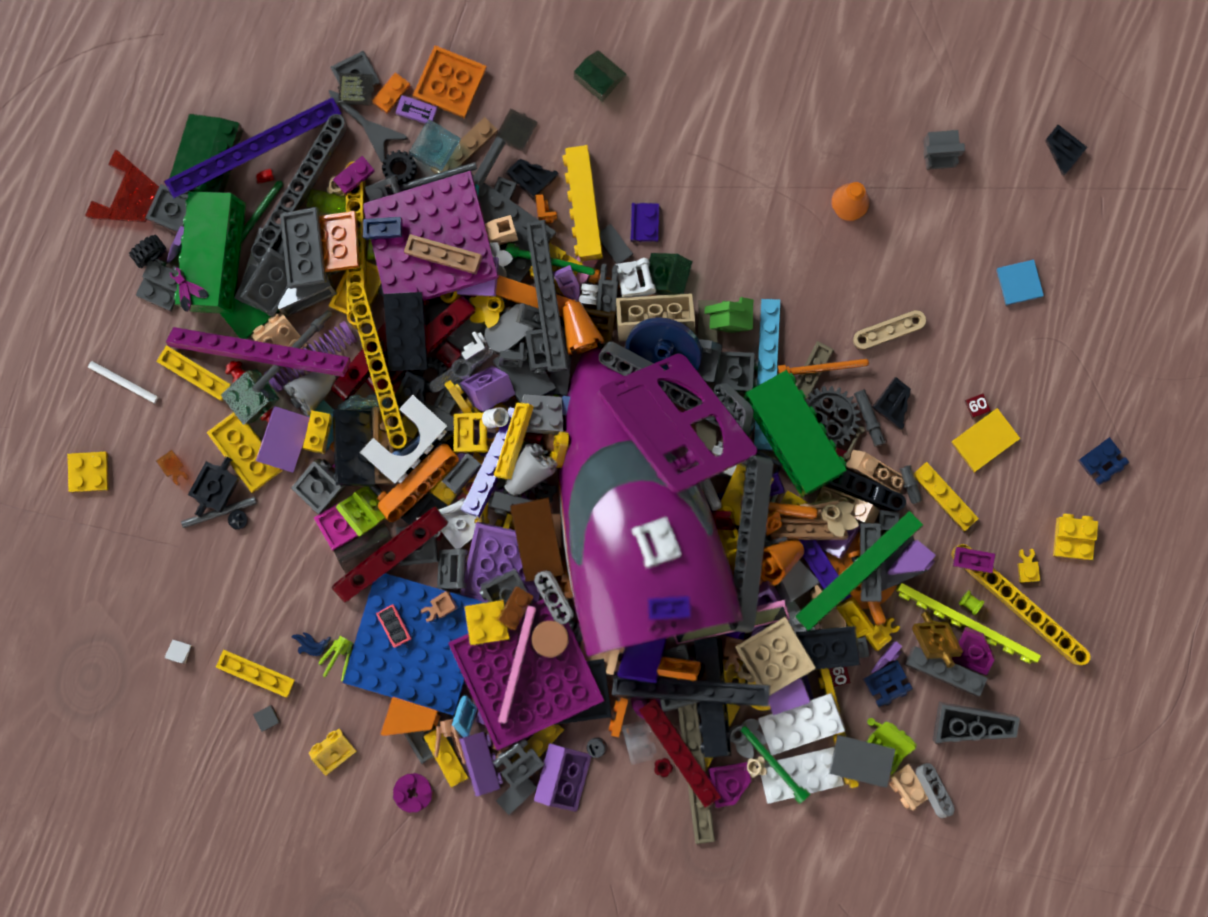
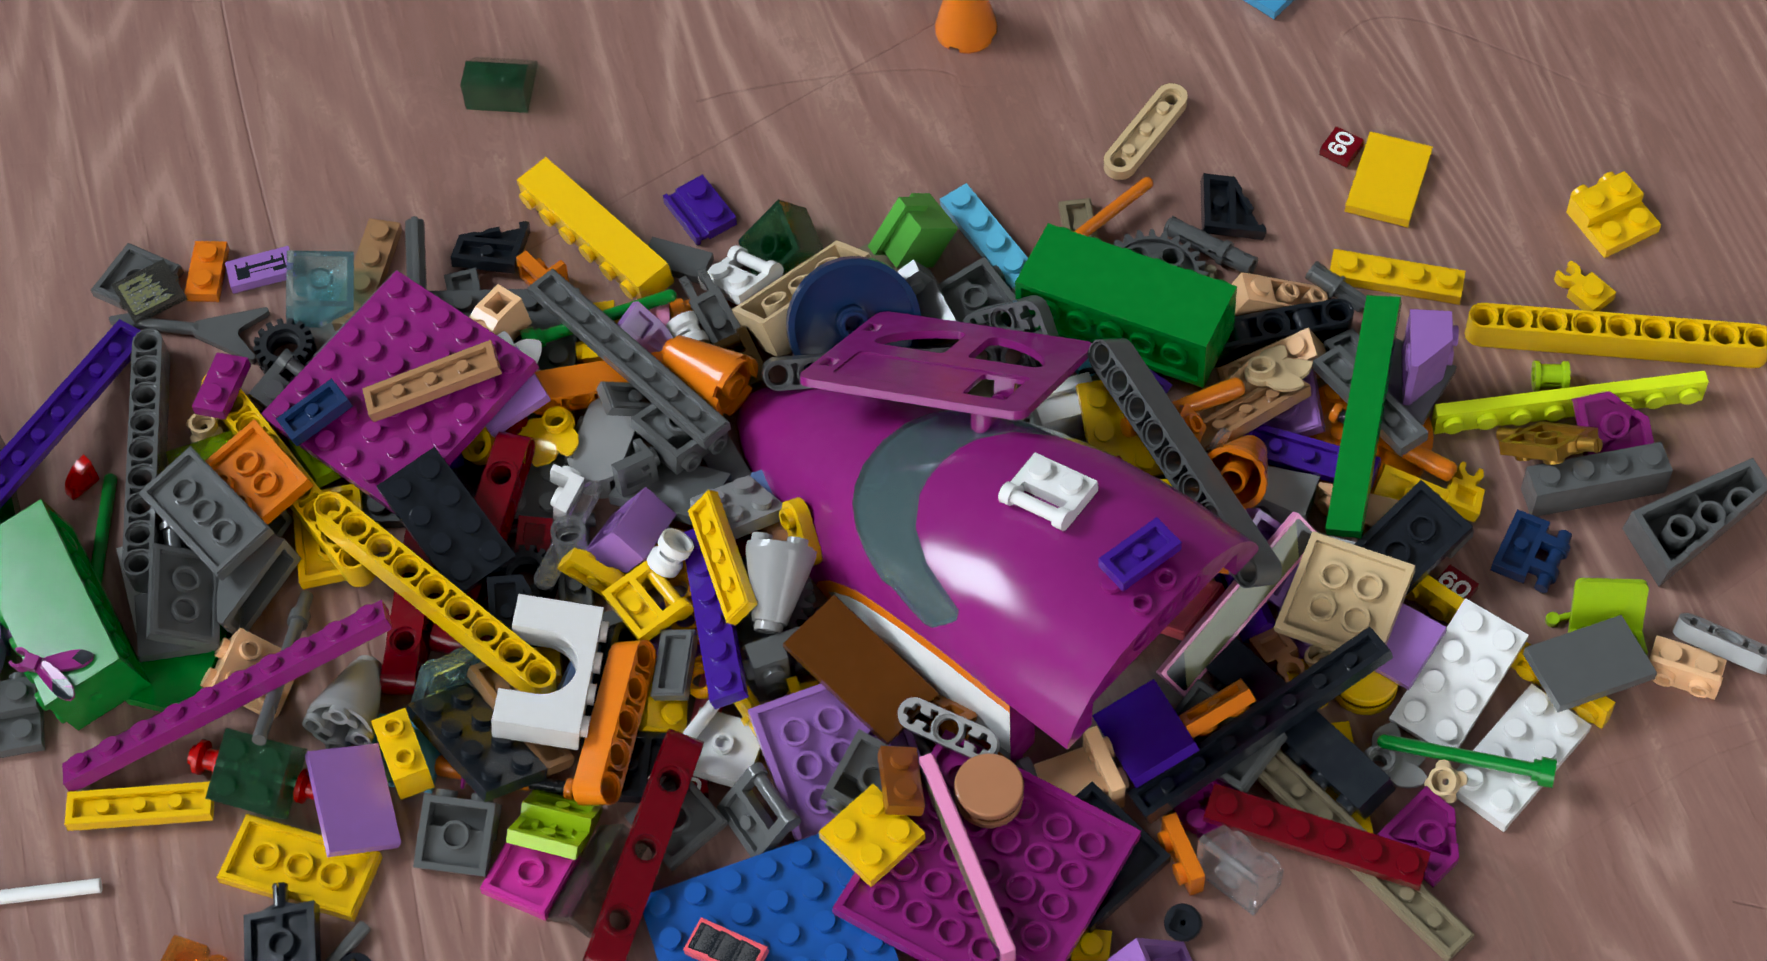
camera: 30 degrees left, 25 degrees down
(346, 330) = (286, 727): medium lavender piece -> none
(442, 606) = (780, 865): nougat plate -> none
(449, 81) = (286, 206): orange plate -> none
(517, 129) = (432, 205): clear smoke piece -> none
(663, 762) = (1311, 875): dark red plate -> none
(891, 653) = (1501, 507): medium lavender plate -> none
(973, 560) = (1506, 308): magenta plate -> none
(1099, 456) = (1554, 106): dark blue plate -> none

